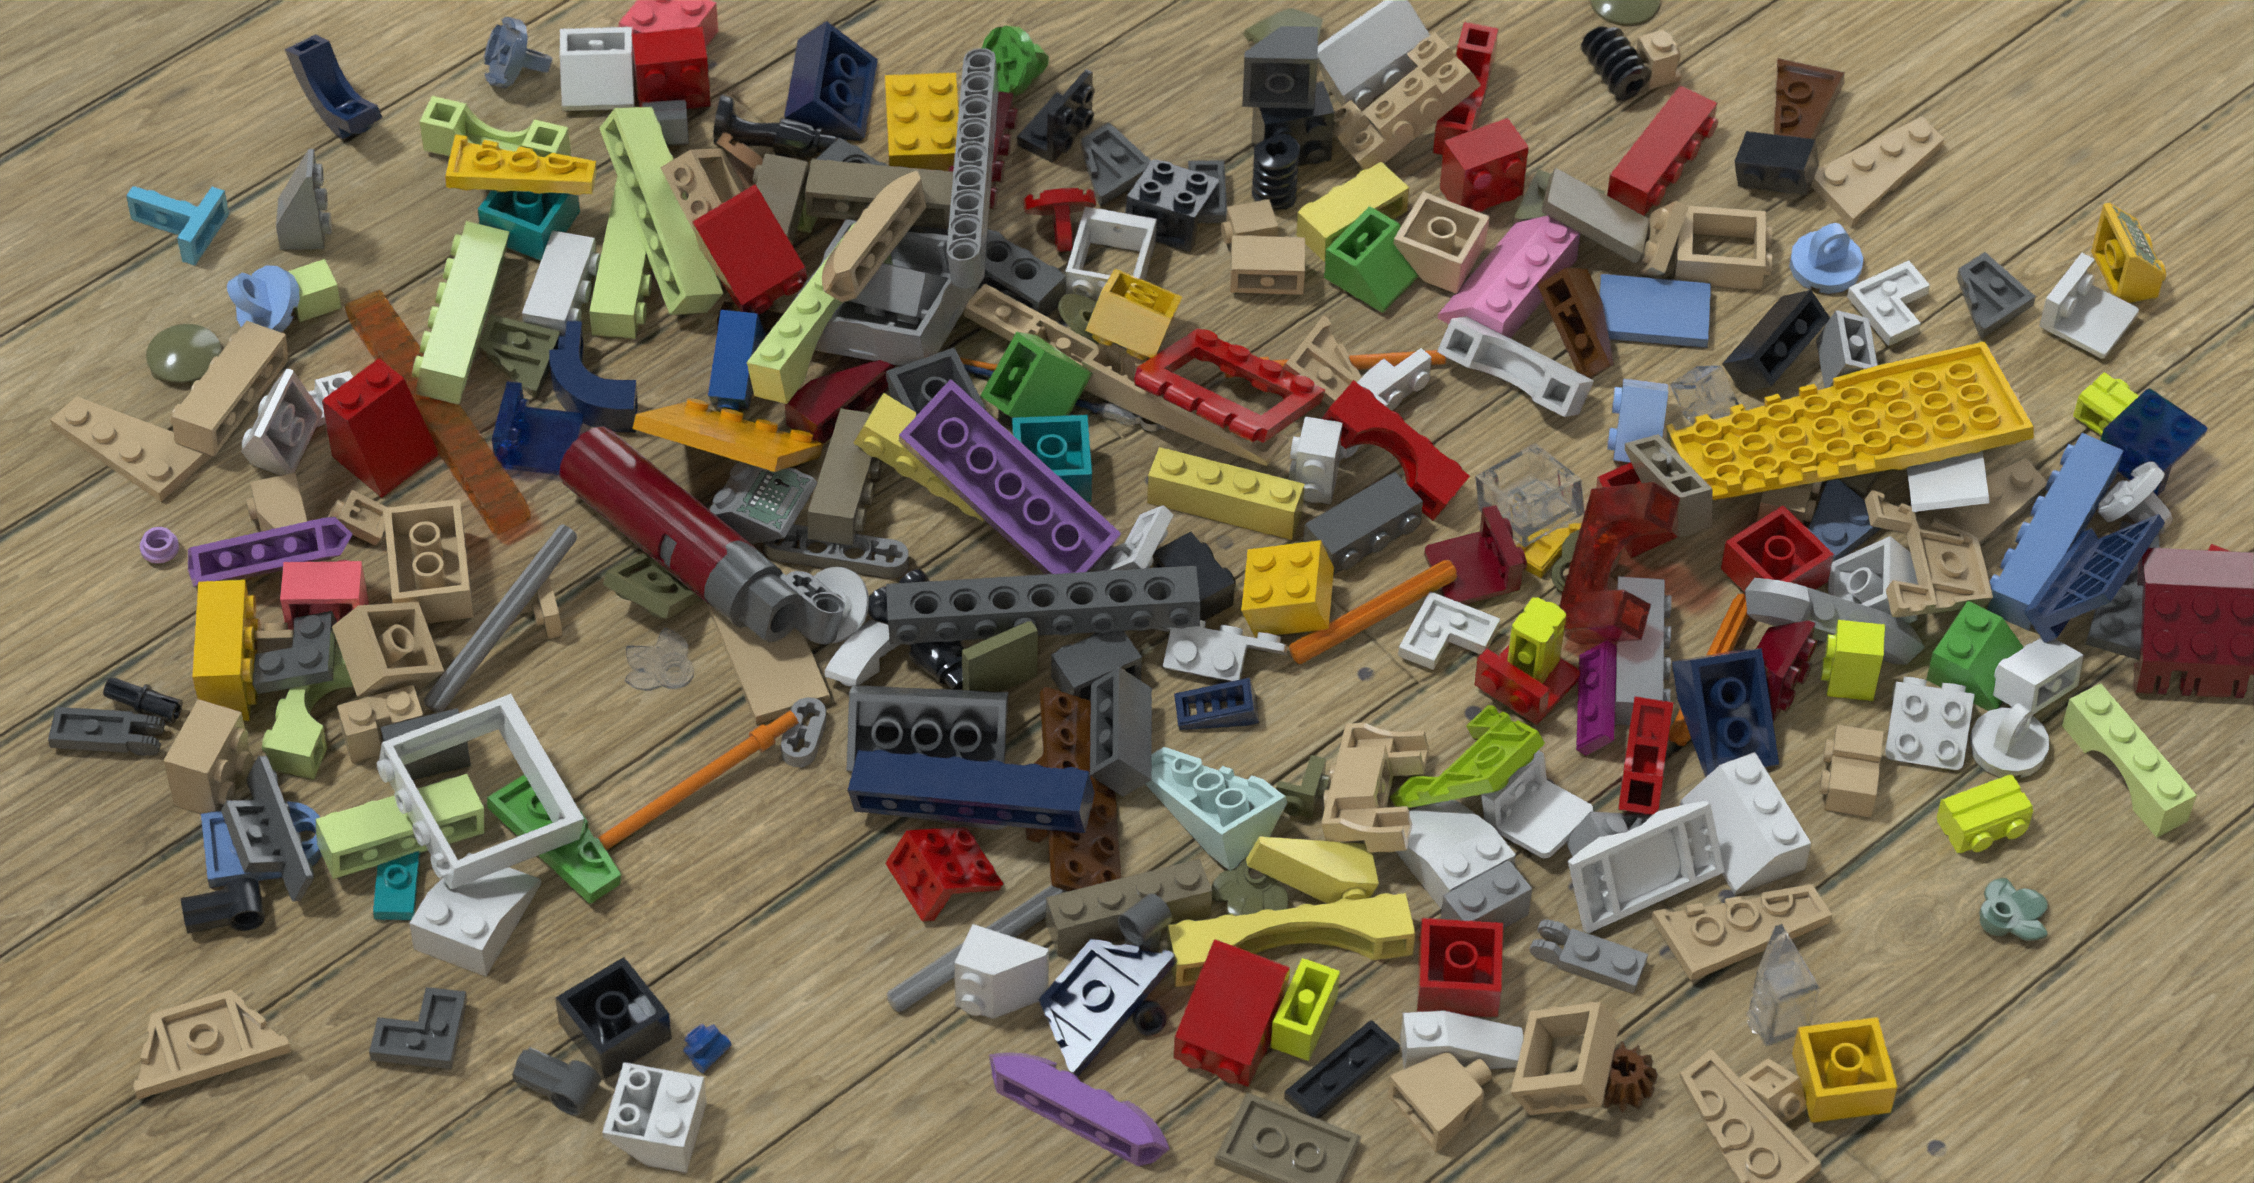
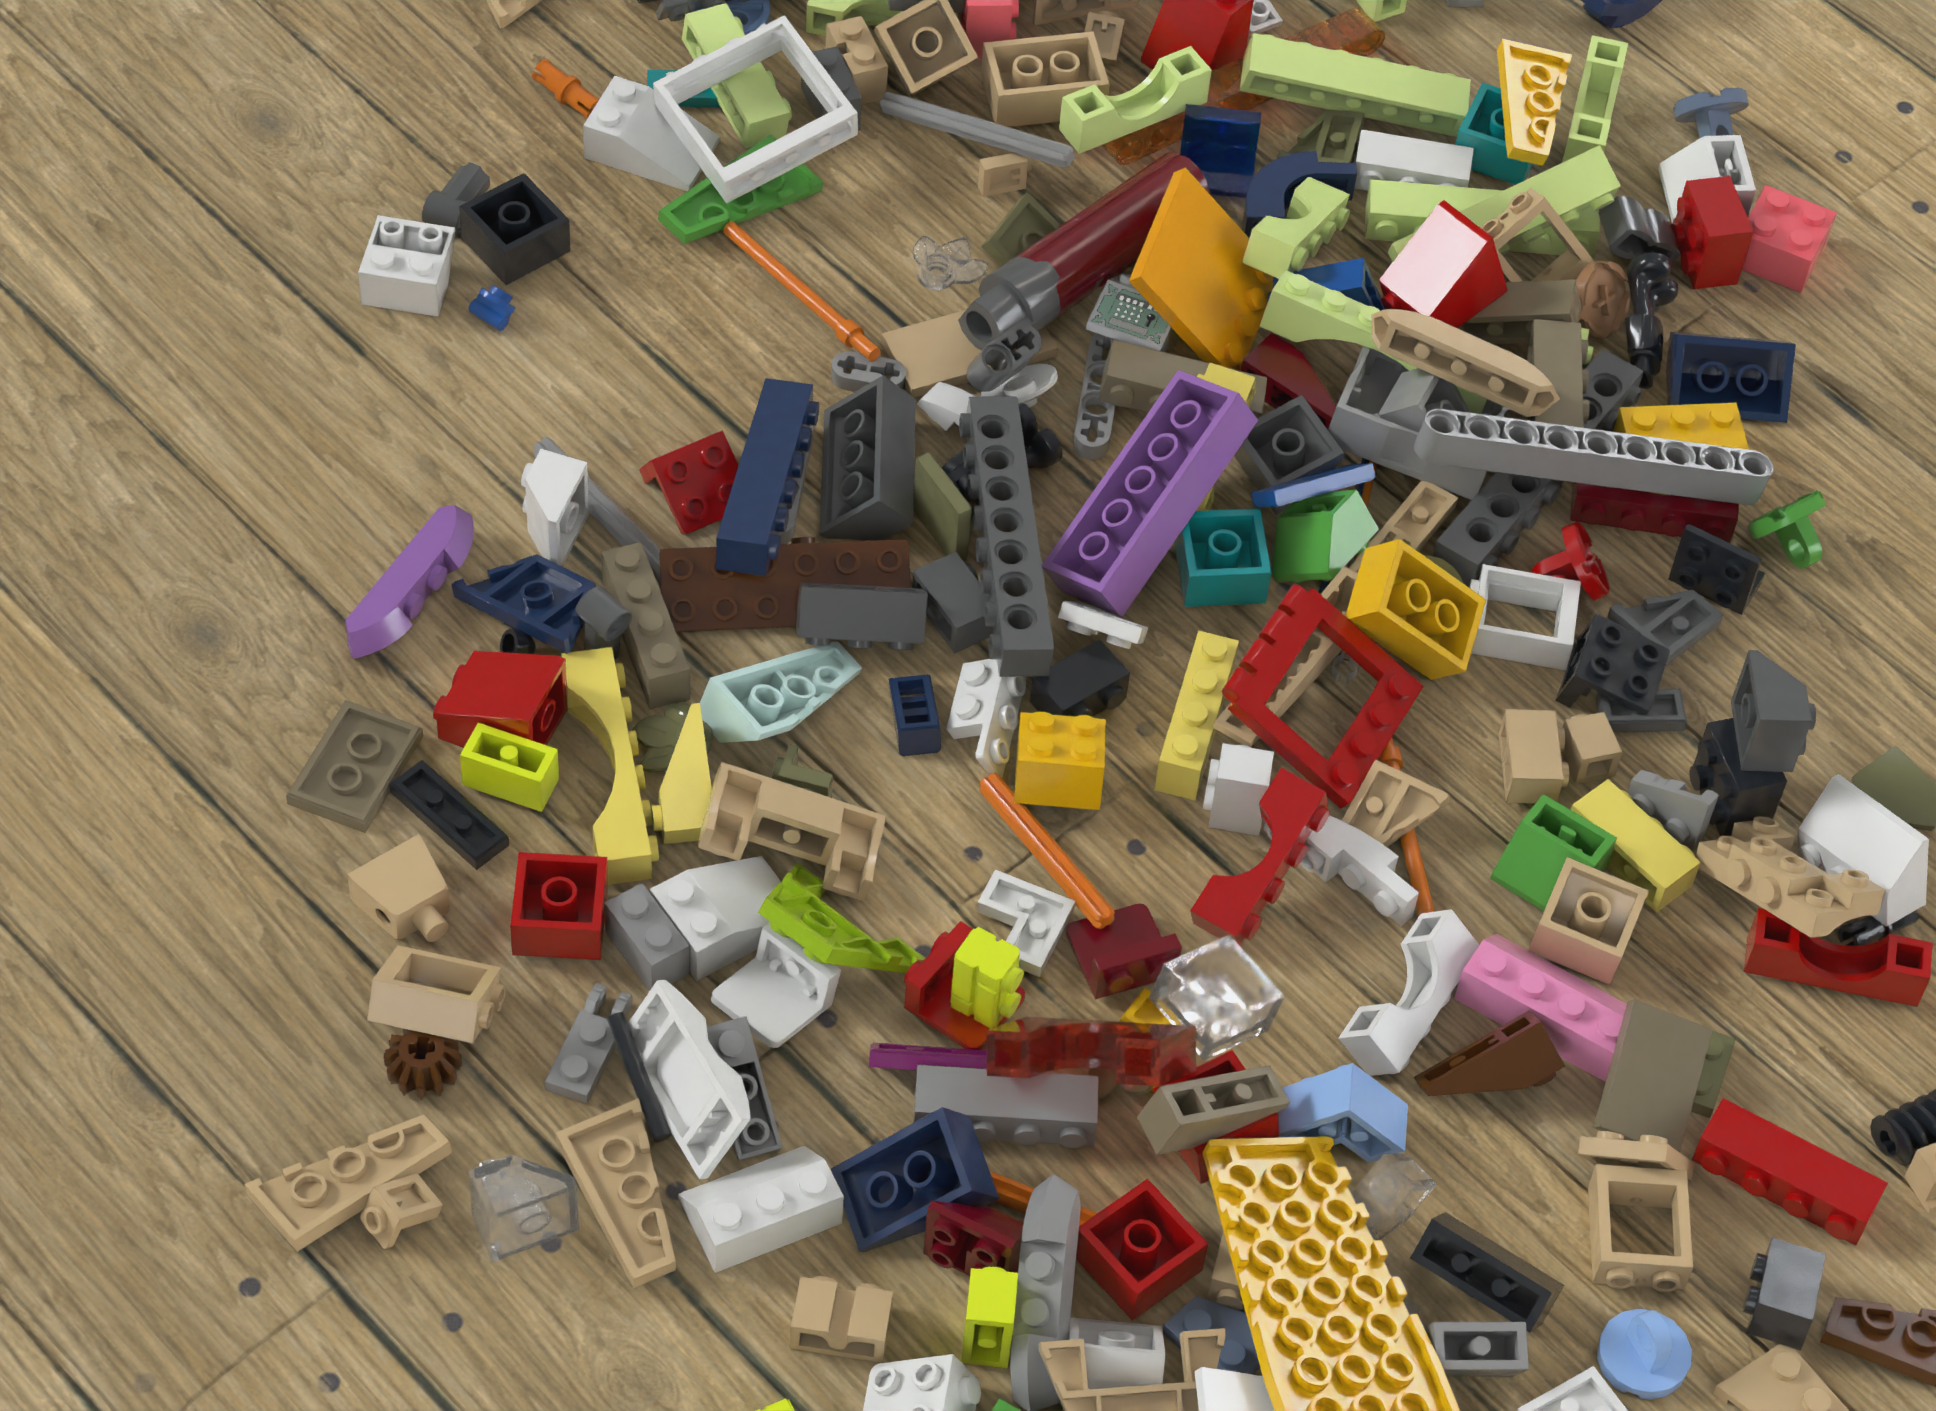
camera: 85 degrees right, 0 degrees up
(397, 983) = (566, 88): none -> orange pin
(425, 1042) = (507, 115): dark grey plate -> none
(480, 457) = (1095, 119): none -> yellowish green arch
(693, 372) = (1310, 221): none -> yellowish green arch
(991, 374) = (1313, 485): none -> tile
(1276, 171) = (1666, 748): black piece -> none
(1319, 175) = (1679, 811): none -> light grey wing
(1366, 521) = (1165, 841): dark grey brick -> none
(1463, 1036) = (472, 902): white slope -> none
(1484, 166) = (1709, 965): red brick -> none
(1630, 910) = (639, 1077): none -> black bar
(1645, 756) = (829, 1101): red arch -> none
(1656, 310) = (1534, 1157): medium blue tile -> none
(1844, 1069) = (413, 1270): yellow brick -> none

